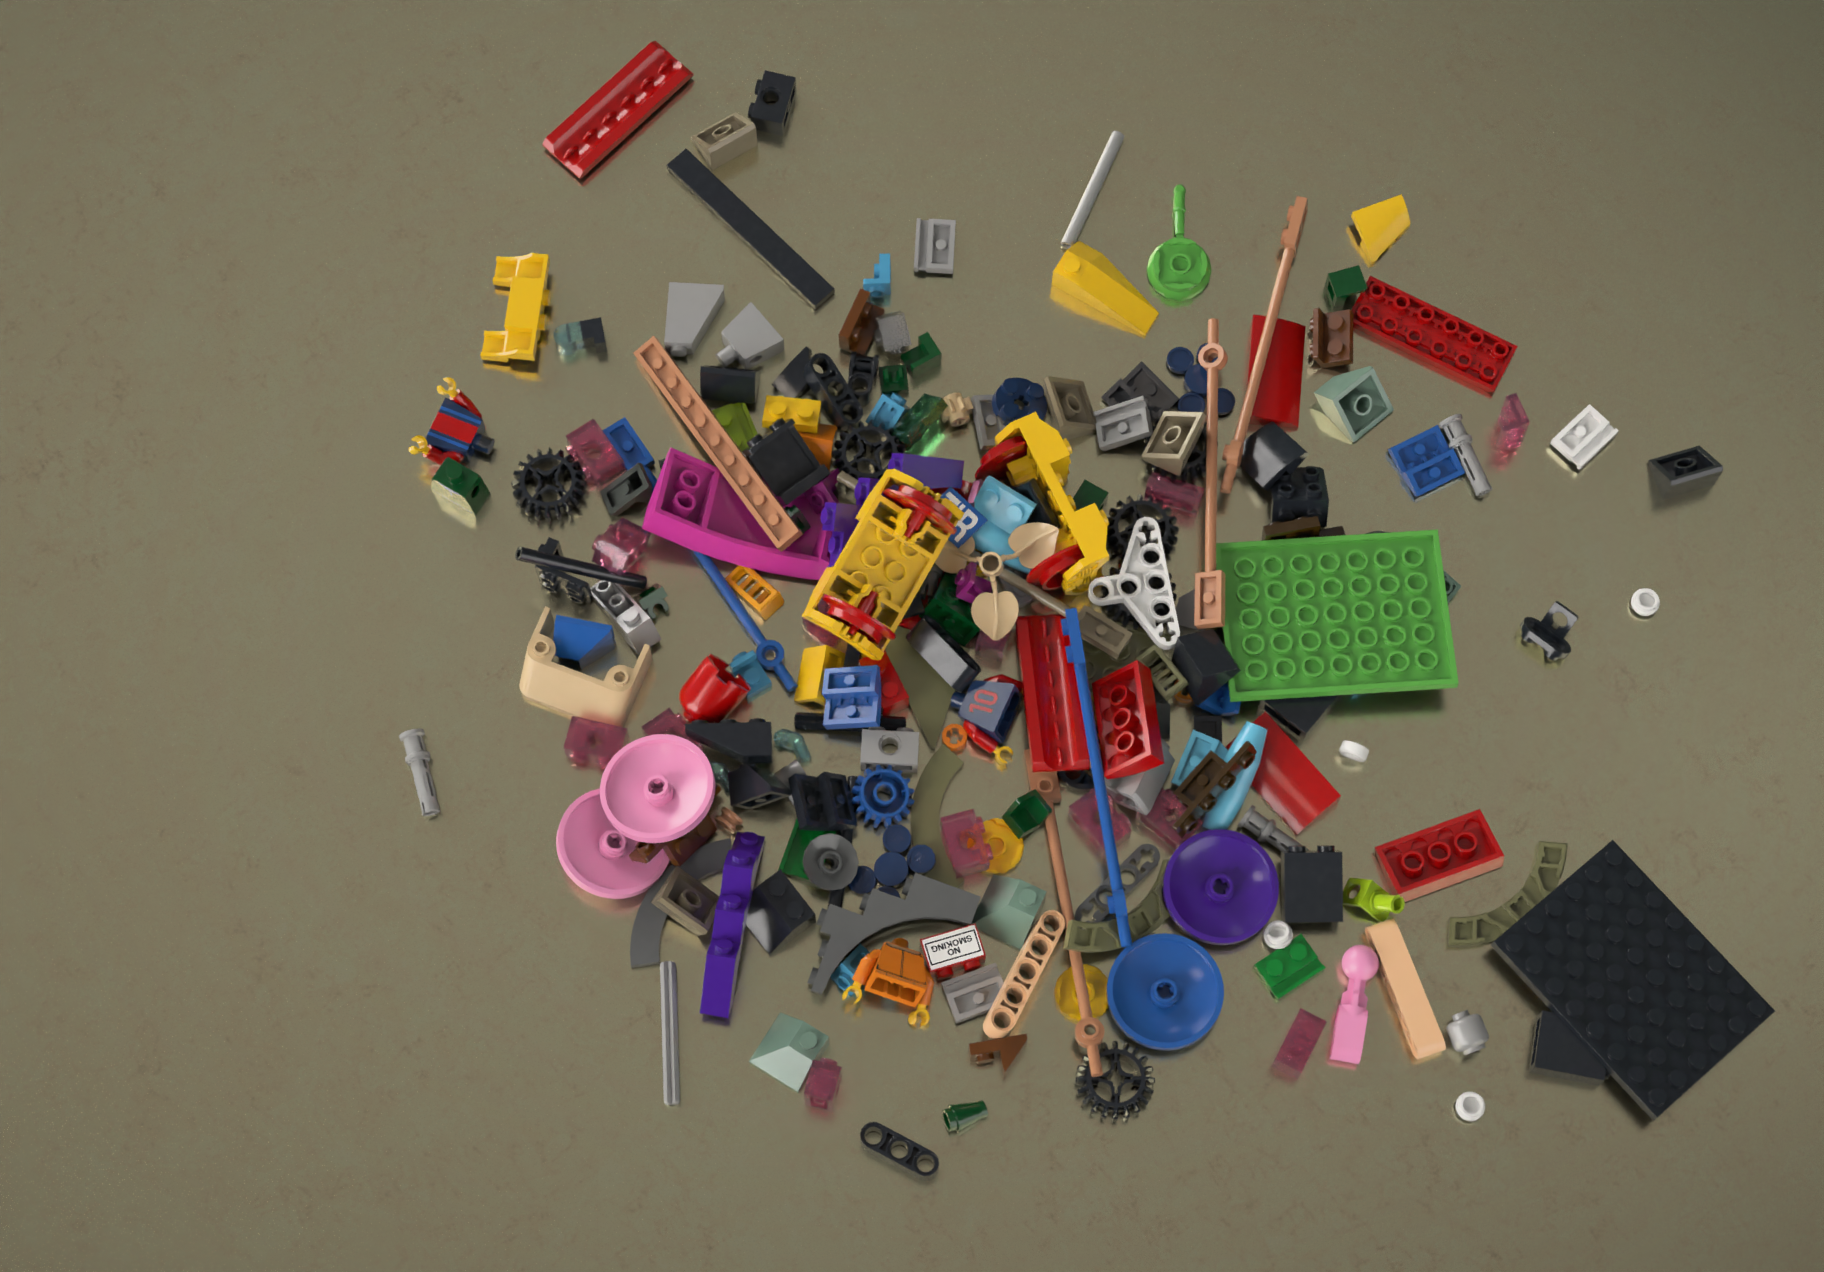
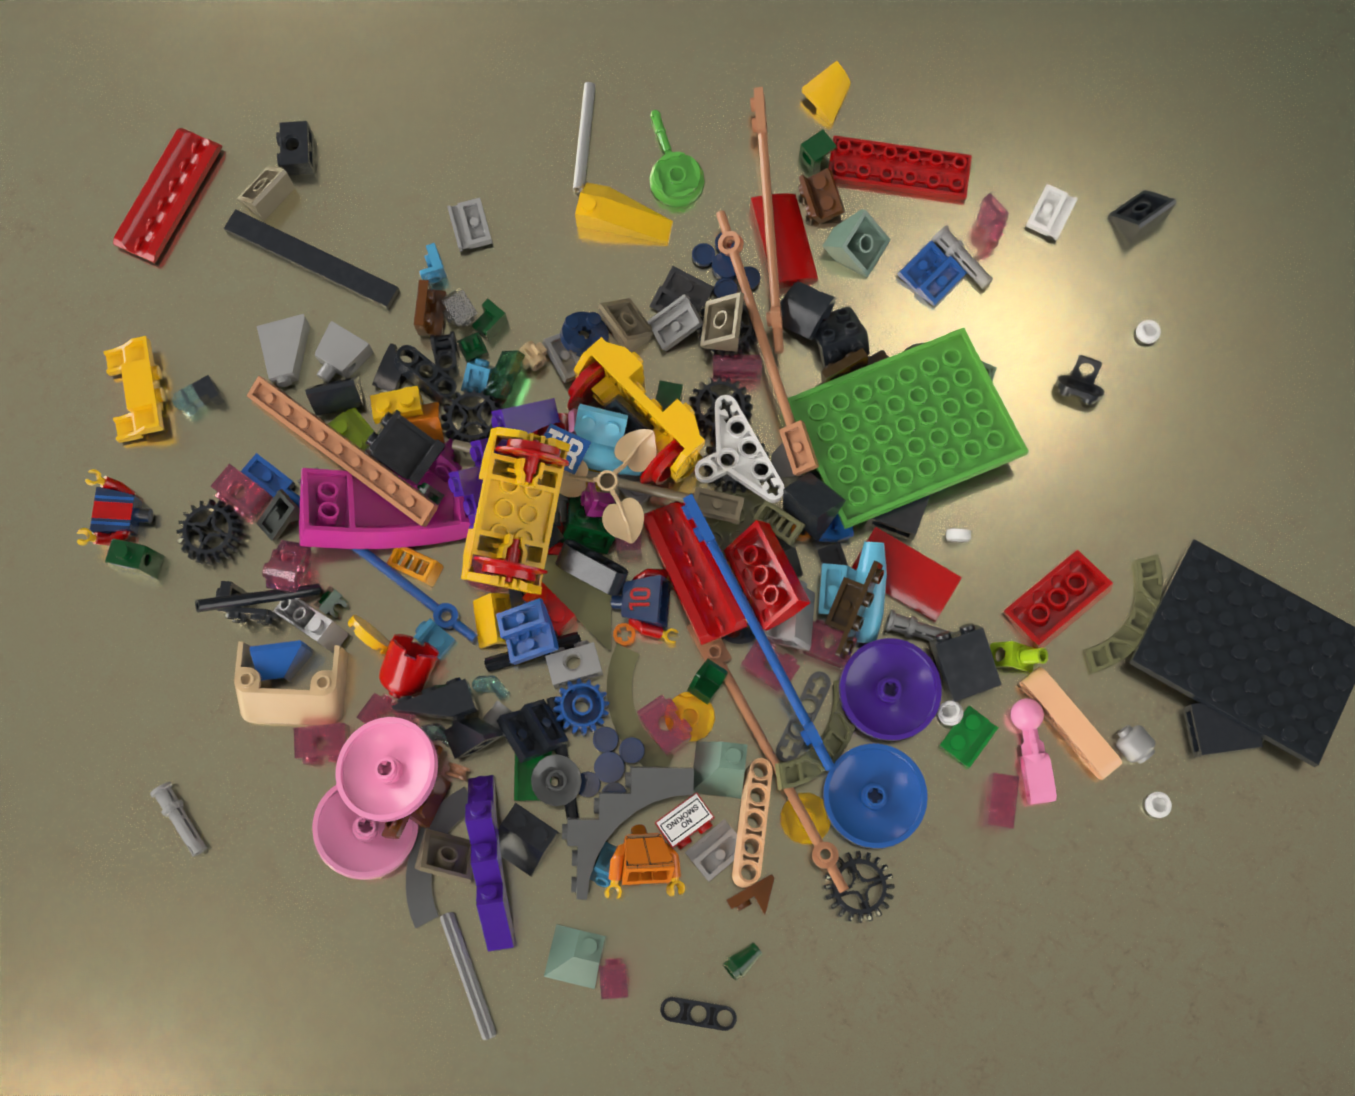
camera: 15 degrees left, 5 degrees up
(682, 645) = (368, 634): none -> yellow tile

